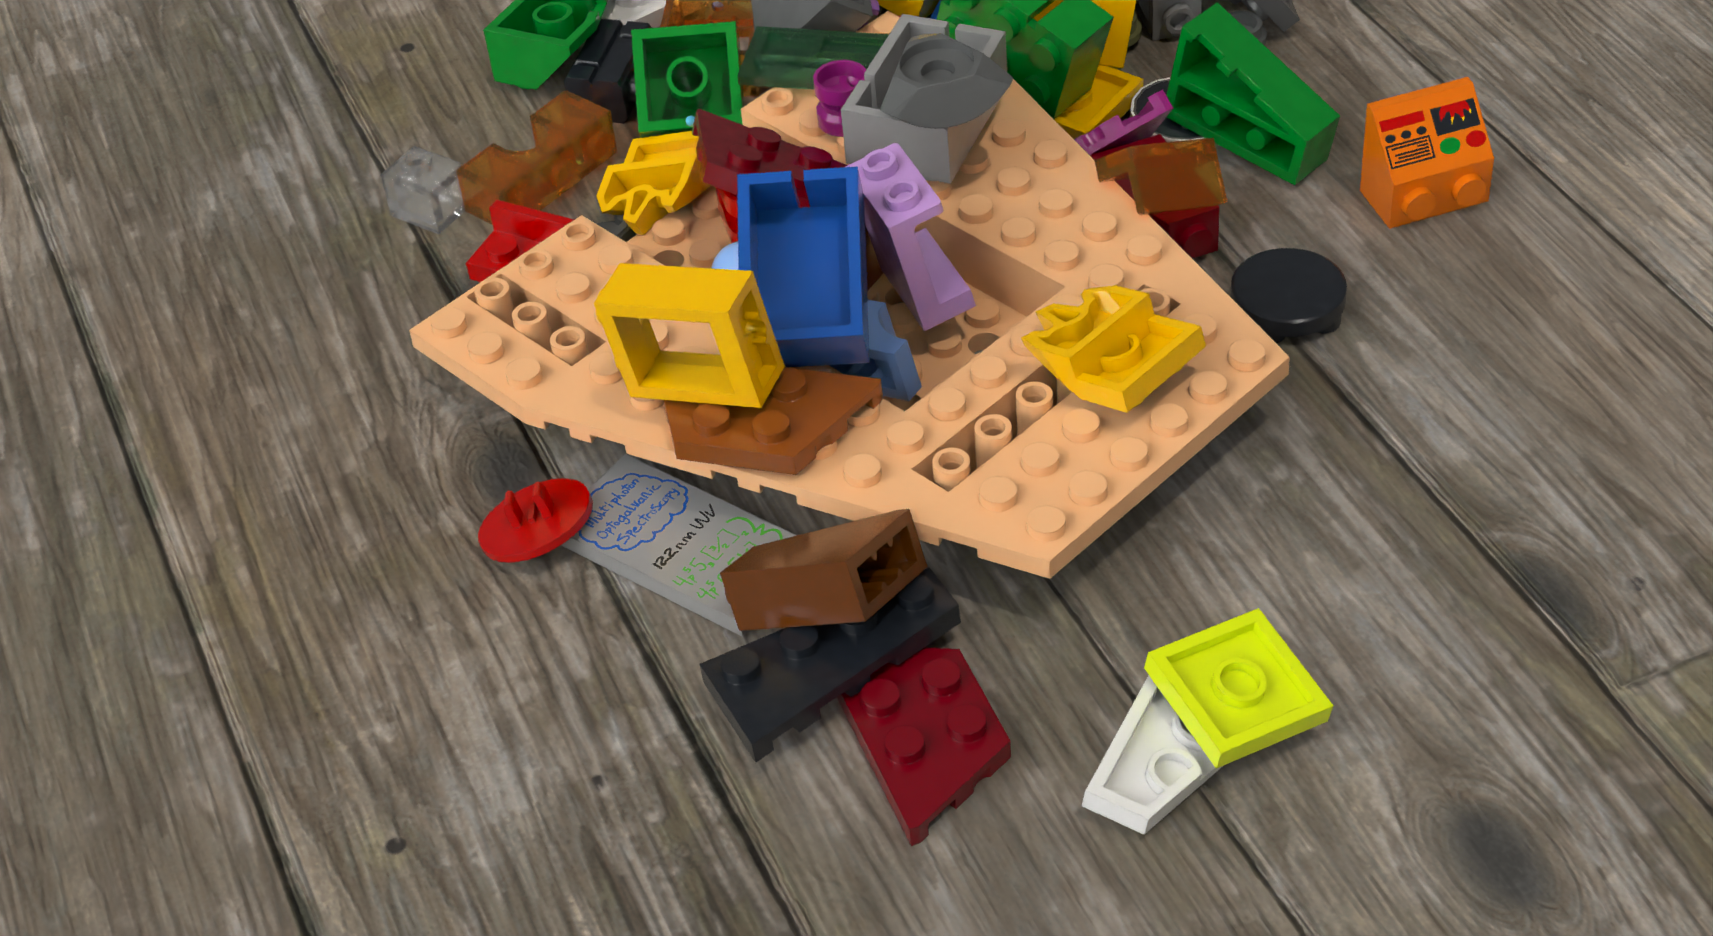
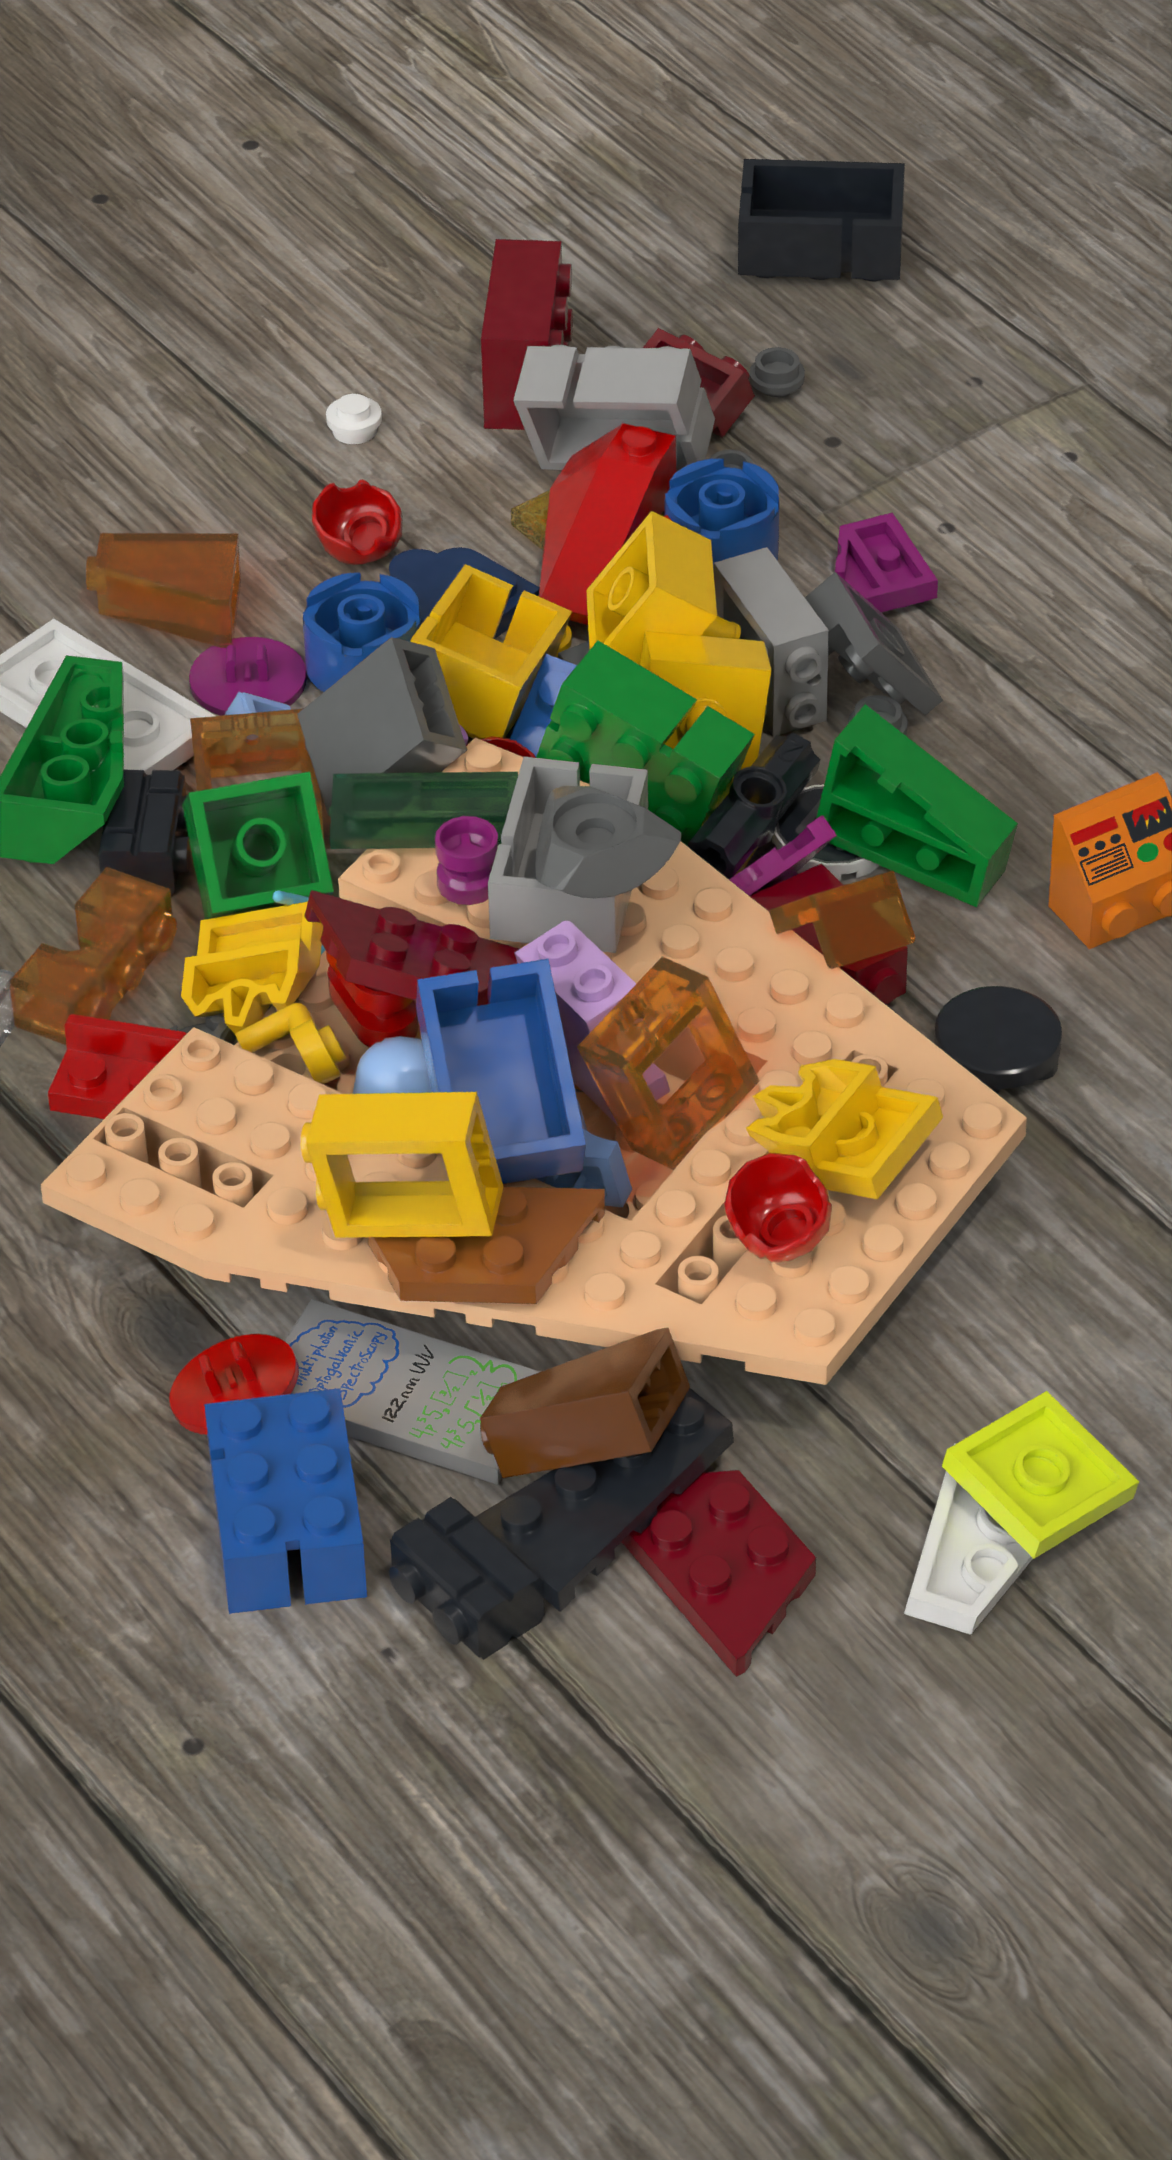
camera: 15 degrees left, 0 degrees up
(544, 614) = (283, 1487): none -> blue piece
(680, 720) = (465, 1579): none -> black brick
(684, 242) = (317, 1047): none -> yellow plate
(917, 253) = (622, 1051): none -> clear orange window
(1030, 409) = (778, 1207): none -> red hair
(1113, 82) = (755, 804): none -> black piece

